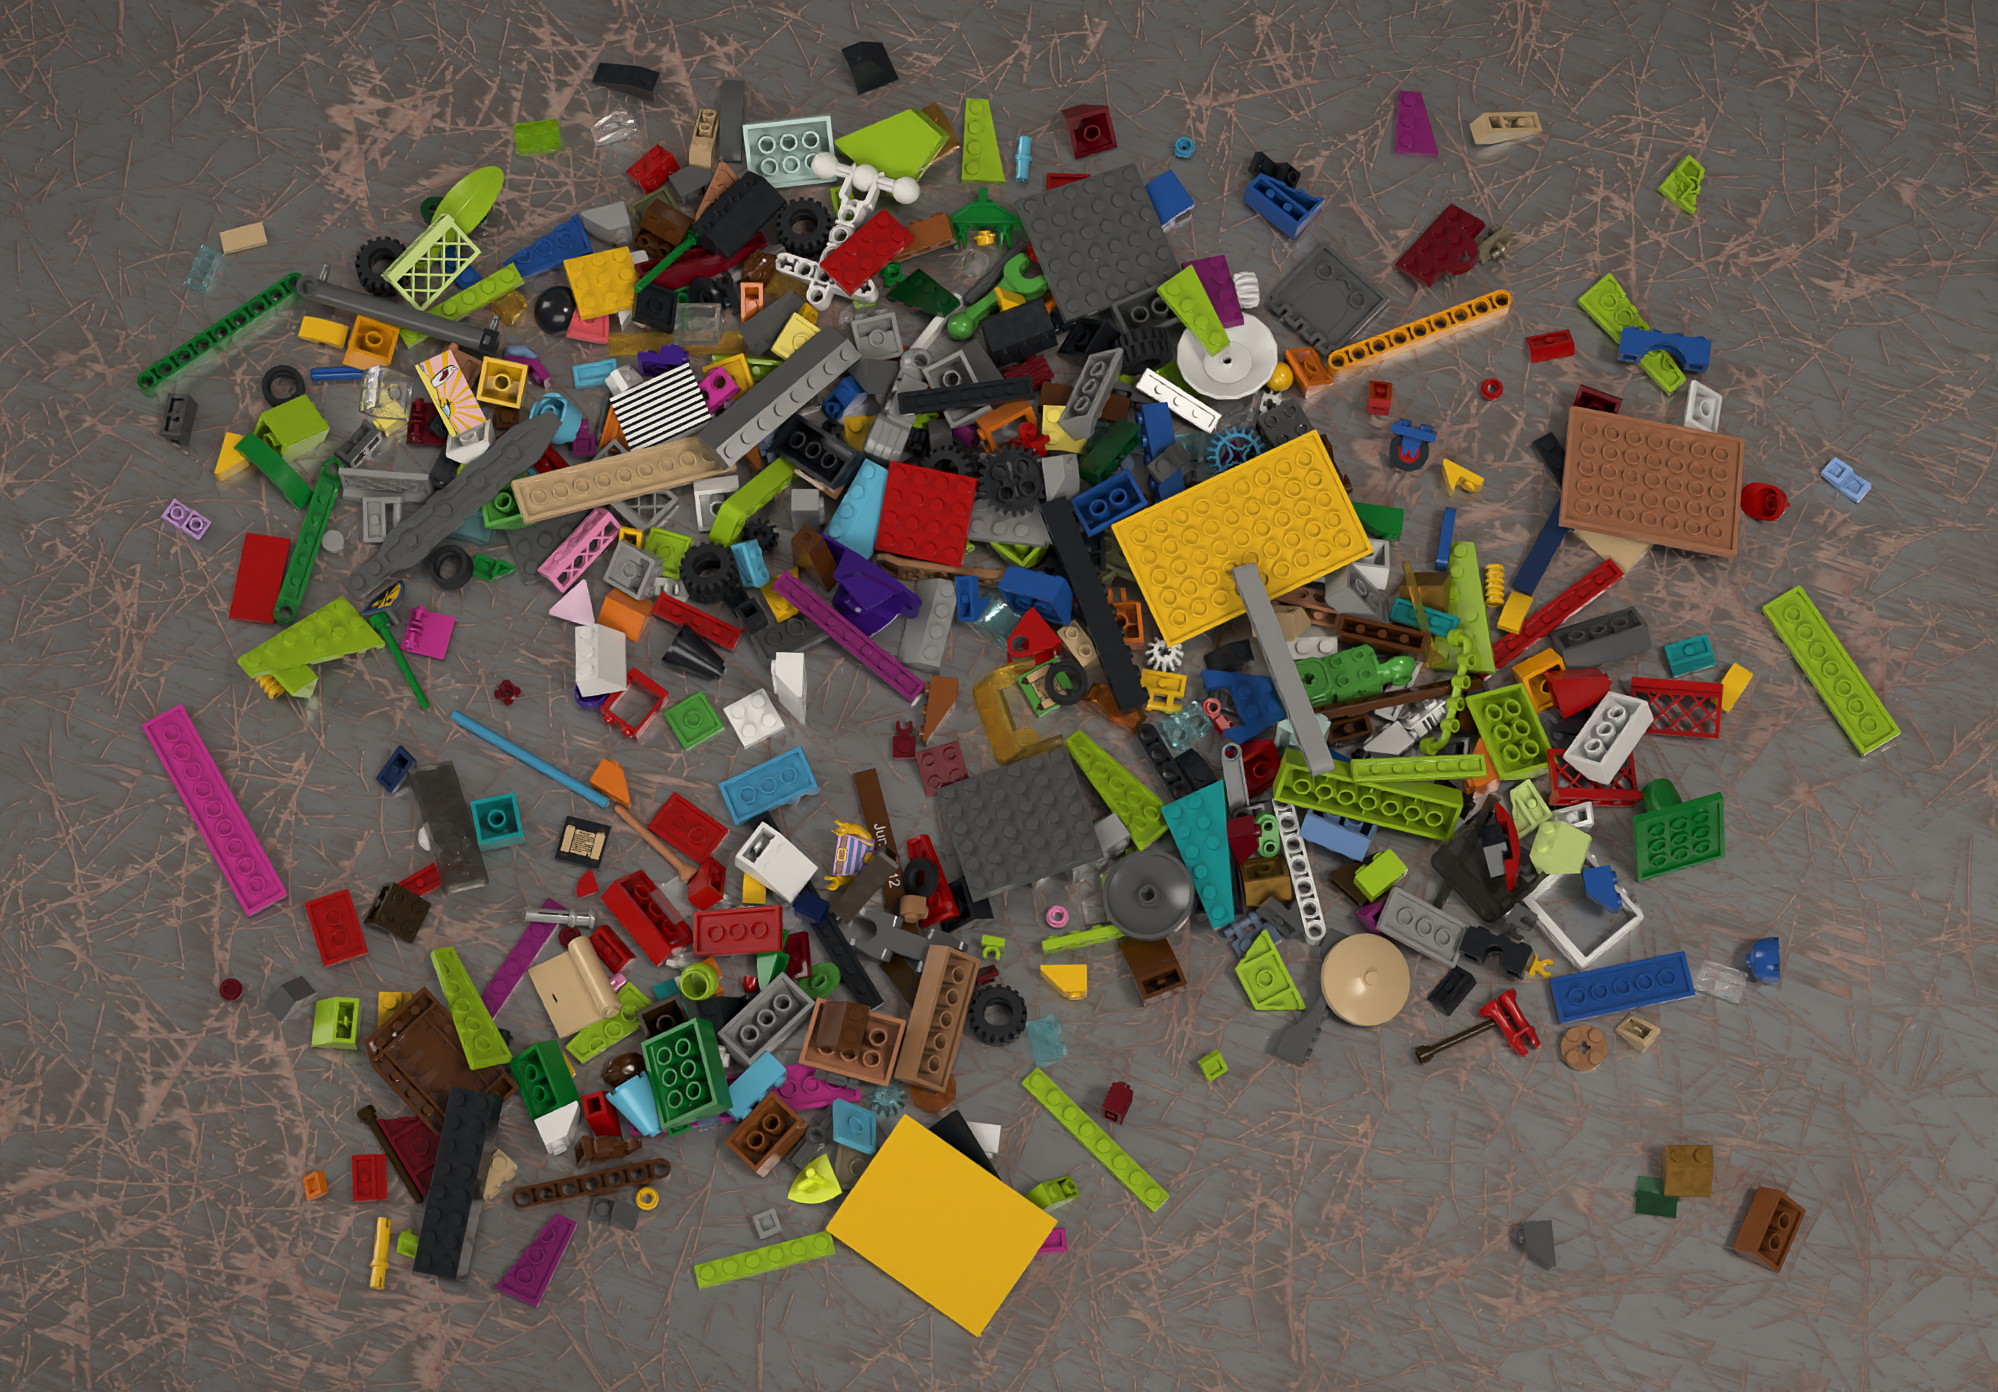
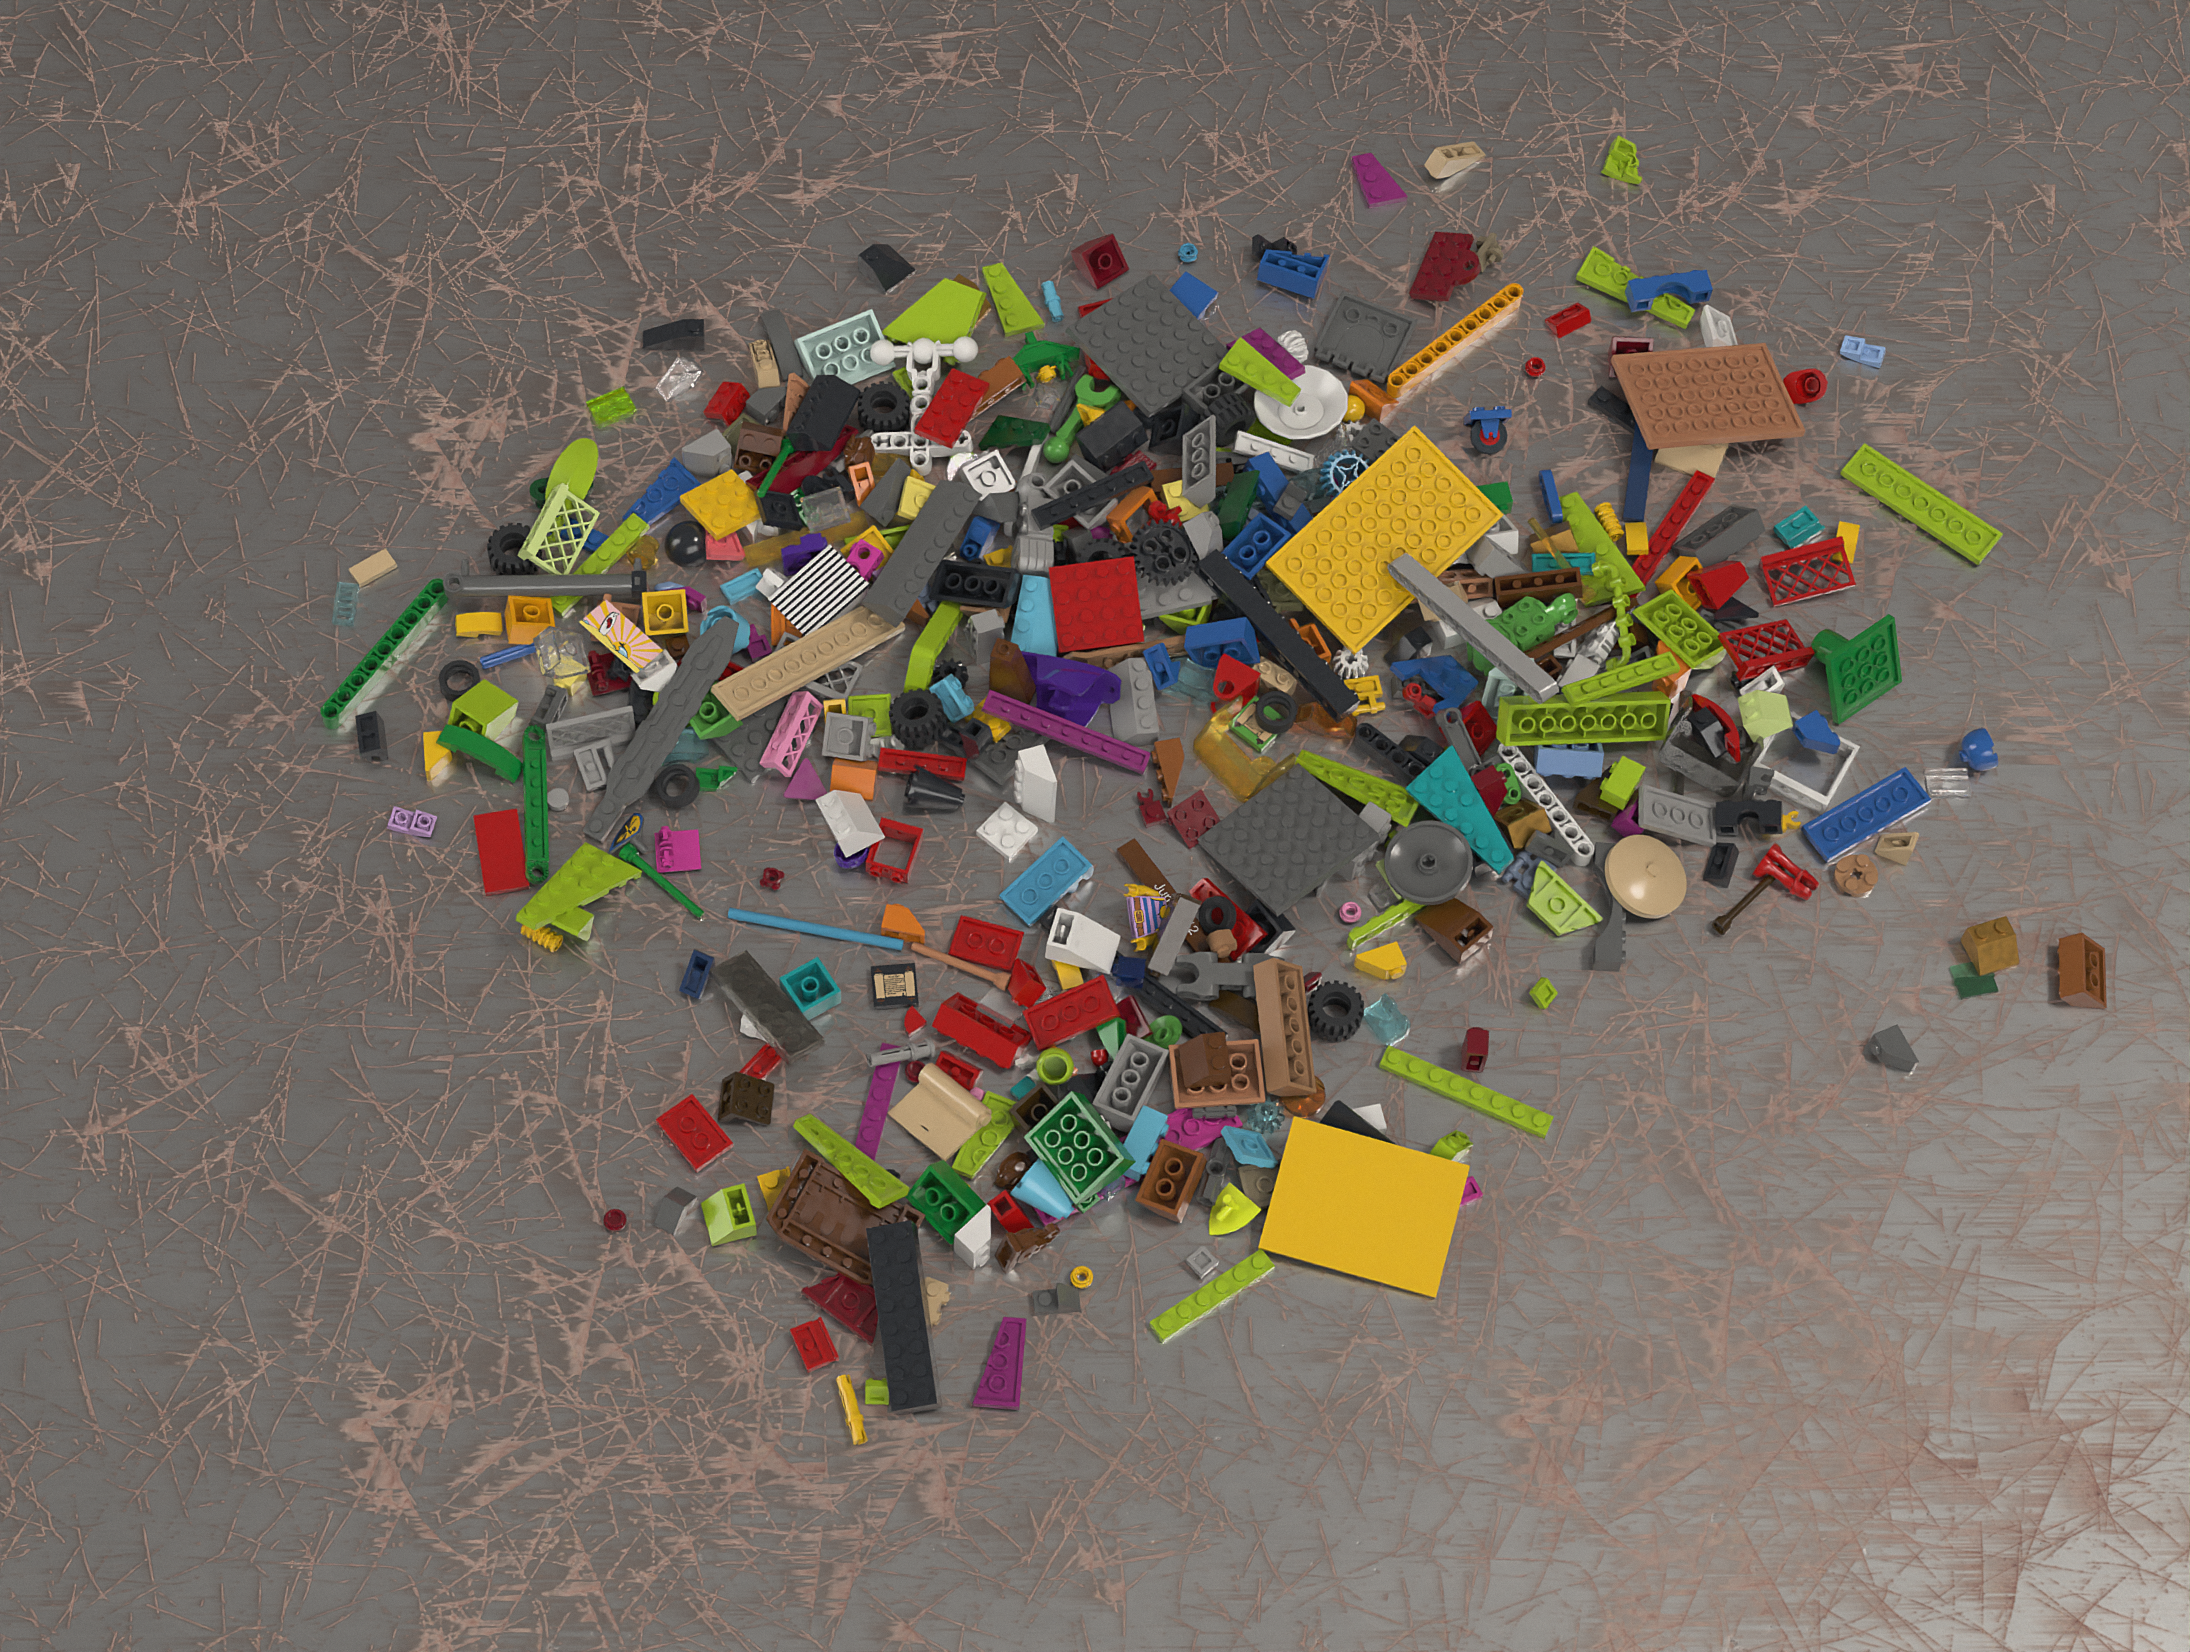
camera: 25 degrees left, 10 degrees down
(214, 810) = (538, 1065): dark pink plate -> none
(315, 1185) = (765, 1368): orange plate -> none
(369, 1117) = (791, 1290): dark brown piece -> none
(603, 1189) = (1021, 1290): reddish brown beam -> none
(606, 403) = (765, 619): dark grey piece -> none
(693, 720) = (952, 850): bright green tile -> none
(710, 496) = (894, 657): white slope -> none
(888, 270) = (977, 422): green plate -> none
(994, 944) = (1304, 952): lime tile -> none
(1182, 720) = (1392, 713): clear light blue brick -> none
(1379, 398) = (1444, 402): red slope -> none
(1456, 474) = (1535, 443): yellow slope -> none
(1528, 809) = (1720, 690): yellowish green wing -> none
(1609, 736) = (1765, 609): white slope -> none

